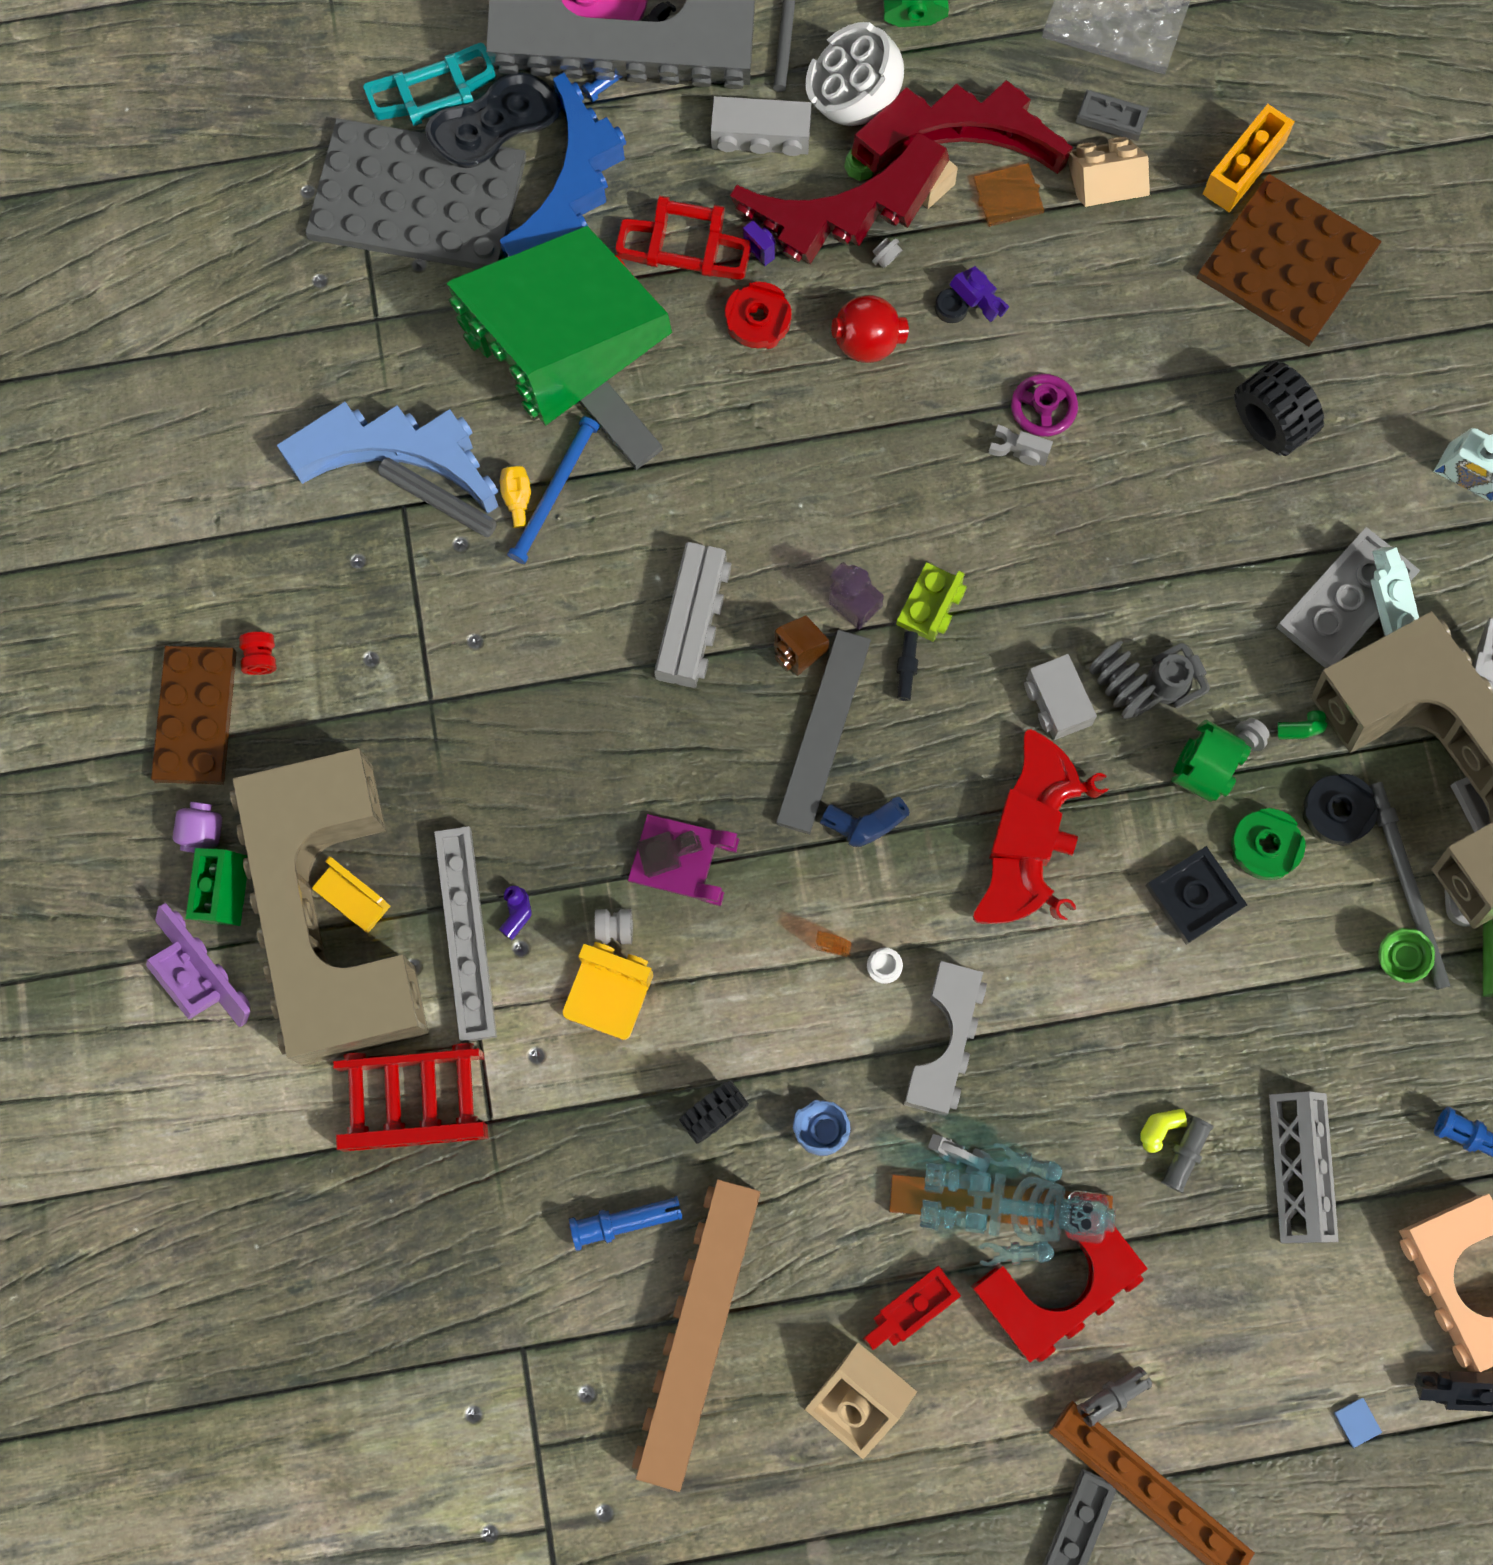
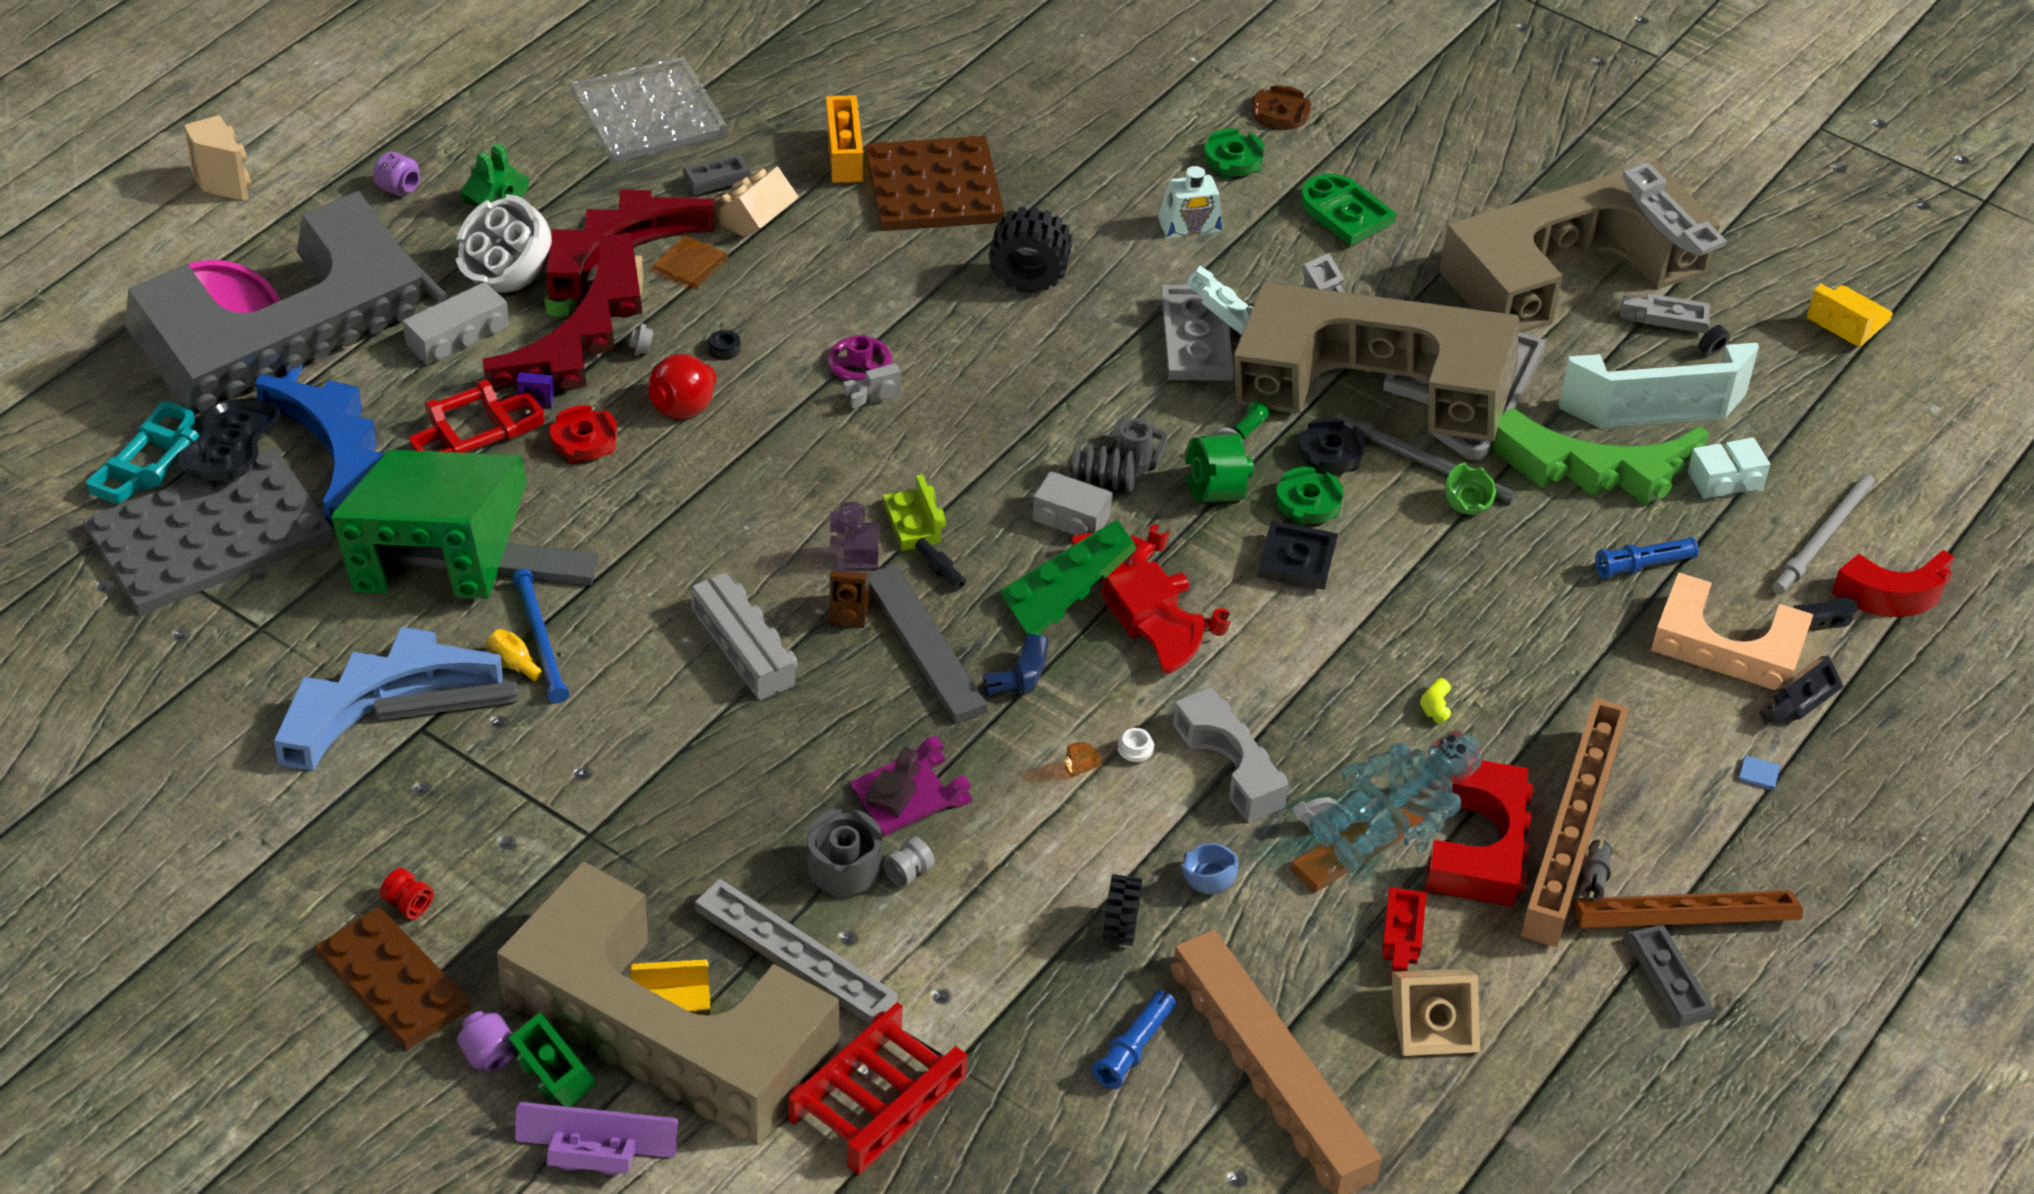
camera: 50 degrees left, 30 degrees down
(519, 911) = (819, 909): dark purple arm -> none
(557, 867) = (844, 852): none -> dark grey brick
(608, 991) = (949, 900): yellow bracket -> none
(971, 768) = (1052, 587): none -> green wing
(978, 290) = (731, 320): dark purple plate -> none
(1143, 1342) = (1574, 823): none -> medium nougat brick
(1187, 1154) = (1470, 701): dark grey pin -> none
(1316, 1168) = (1563, 648): light grey fence -> none

